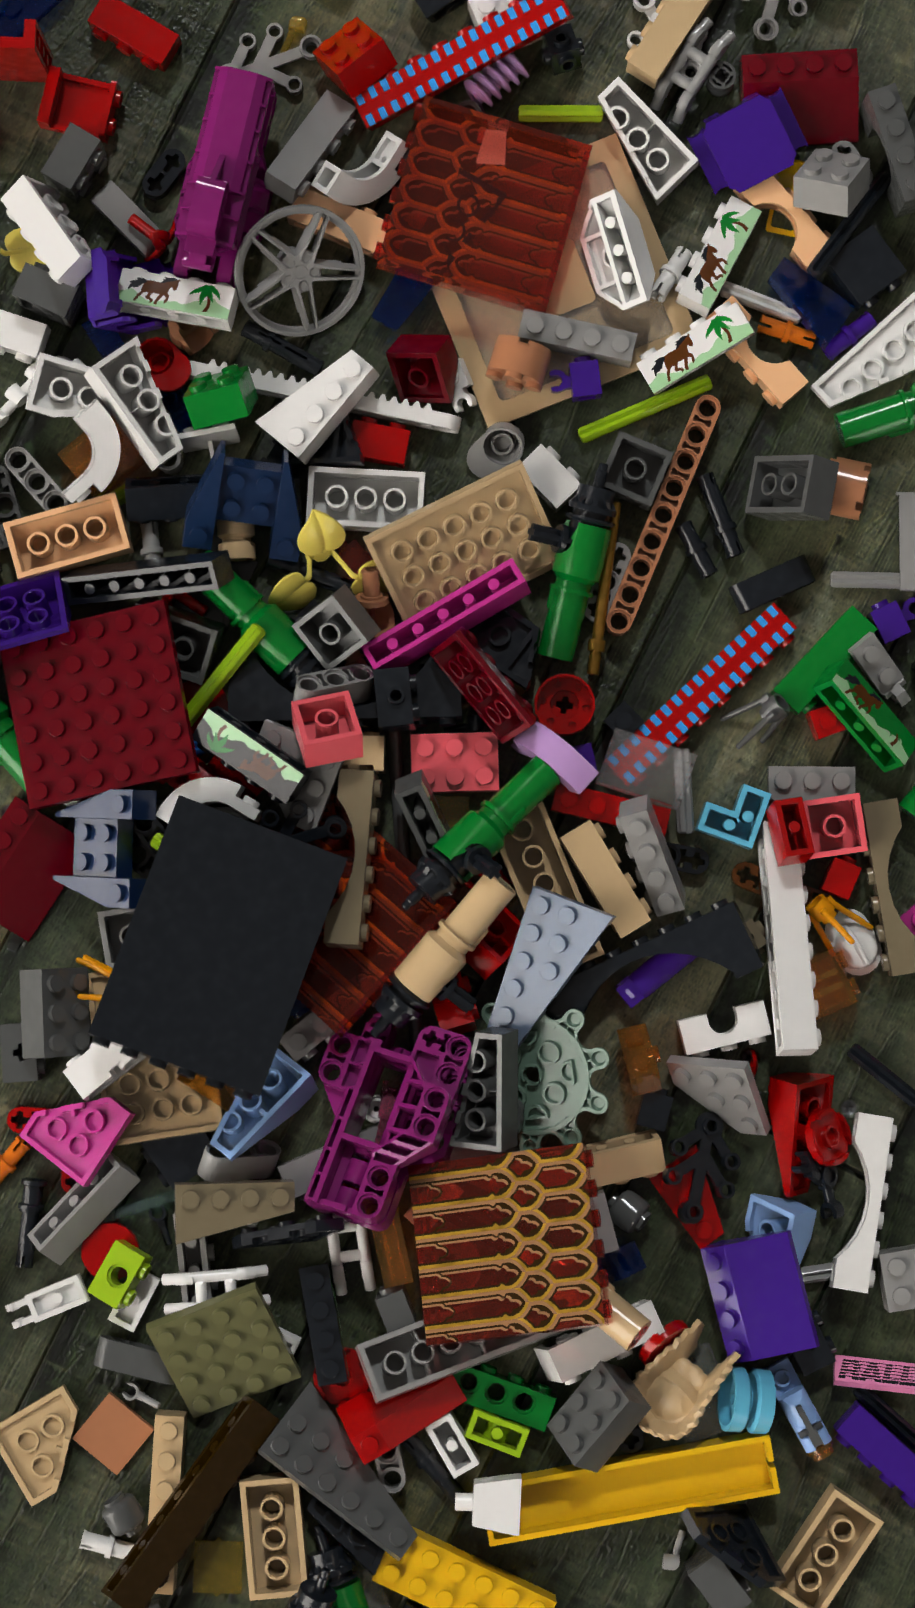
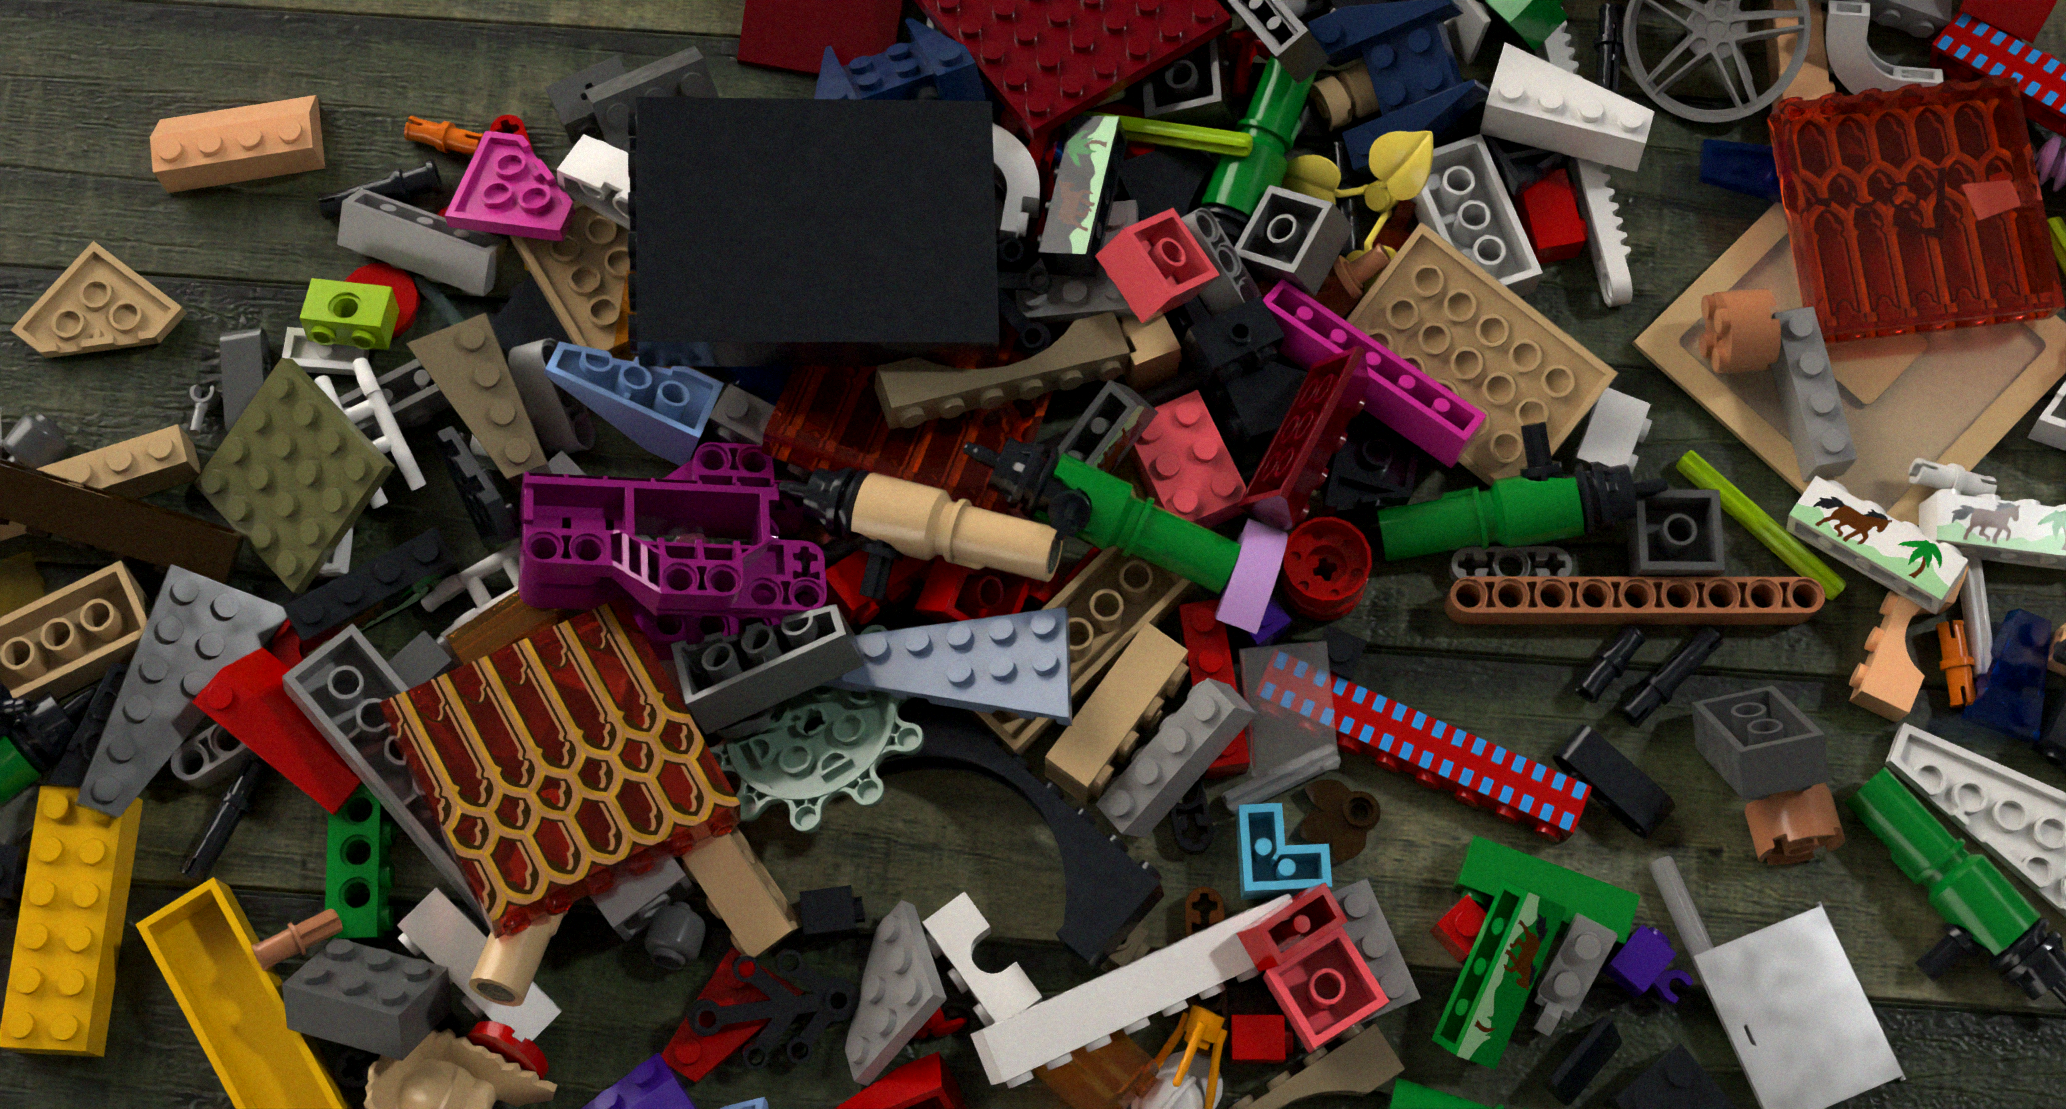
camera: 65 degrees right, 15 degrees down
(51, 1300) = (287, 252): white hinge -> none
(113, 1433) = (140, 394): nougat tile -> none
(424, 367) = (1673, 226): dark red slope -> none
(452, 1445) = (267, 822): white brick -> none
(463, 381) = (1671, 276): white plate -> none
(494, 1503) = (195, 901): white torso -> none
(495, 449) = (1624, 352): light grey cap -> none
(496, 1432) = (300, 873): lime brick -> none
(541, 1447) = (297, 938): none -> nougat axle
(582, 379) = (1756, 424): dark purple brick -> none
(597, 644) = (1424, 581): pearl gold bar -> none
(617, 252) = (1949, 396): white wedge -> none
(623, 1262) = (592, 948): clear blue slope -> none
(640, 1059) = (890, 859): clear orange brick -> none
(651, 976) = (1012, 836): dark purple piece -> none
(723, 770) = (1333, 820): none -> dark brown plate
(773, 711) = (1448, 844): dark grey plant -> none
(849, 335) = (1995, 747): dark purple pin -> none

